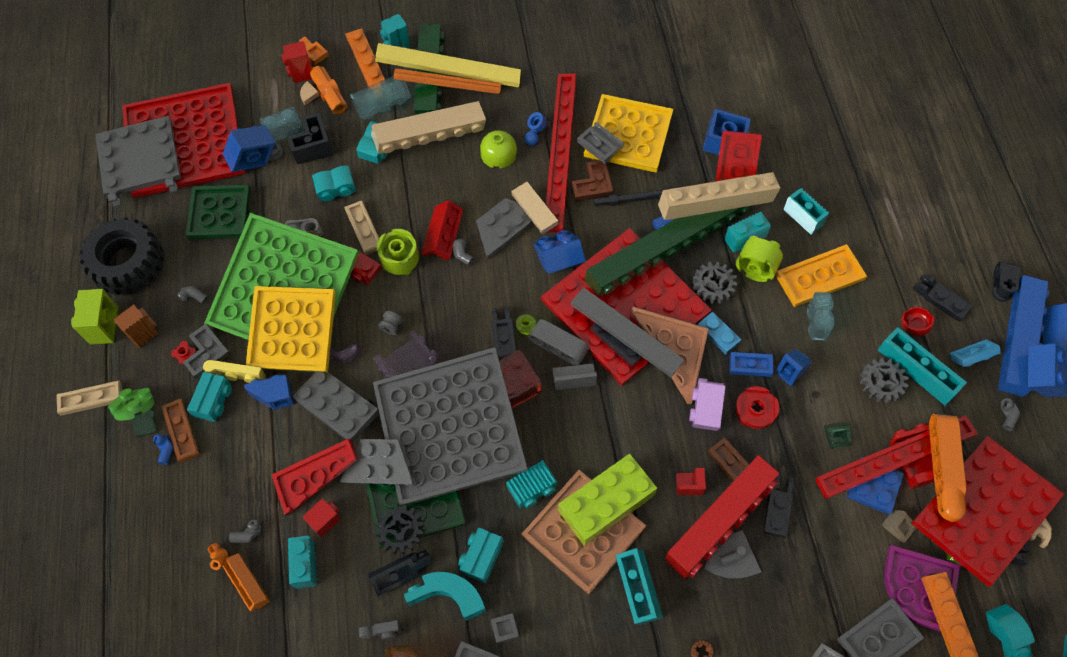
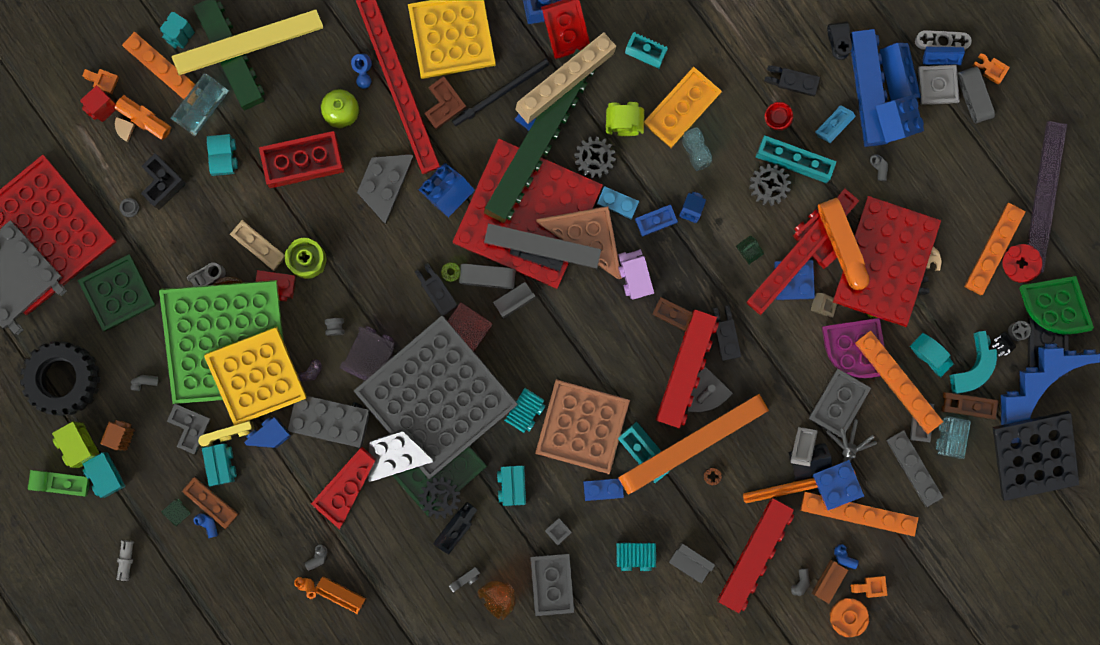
camera: 30 degrees left, 20 degrees up
(59, 345) = (58, 483): none -> bright green plate
(68, 445) = (125, 560): none -> light grey pin
(88, 398) = (114, 513): tan tile -> none
(101, 356) = (103, 475): none -> teal brick
(130, 403) = (150, 498): bright green plate -> none
(184, 346) = (175, 437): red plate -> none
(248, 148) = (111, 221): blue brick -> none
(283, 124) = (122, 178): clear light blue brick -> none
(302, 562) = (376, 559): teal brick -> none
(322, 517) = (371, 517): red brick -> none
(334, 183) = (207, 215): teal brick -> none
(428, 127) = (265, 119): tan brick -> none
(441, 172) = (301, 159): none -> red brick
(442, 230) = (331, 216): red panel -> none
(447, 81) = (256, 61): orange axle -> none
(448, 585) = (503, 520): teal arch -> none
(459, 252) = (358, 230): dark grey arm -> none
(534, 207) = (404, 157): tan tile -> none
(575, 607) = (603, 489): none -> blue plate
(600, 142) = (432, 62): dark grey plate -> none
(607, 499) = (591, 396): lime brick -> none
(691, 482) = (649, 348): red panel -> none
(695, 599) = (693, 444): none -> orange beam
(741, 231) = (603, 94): teal brick -> none
(751, 418) = (685, 263): red plate -> none

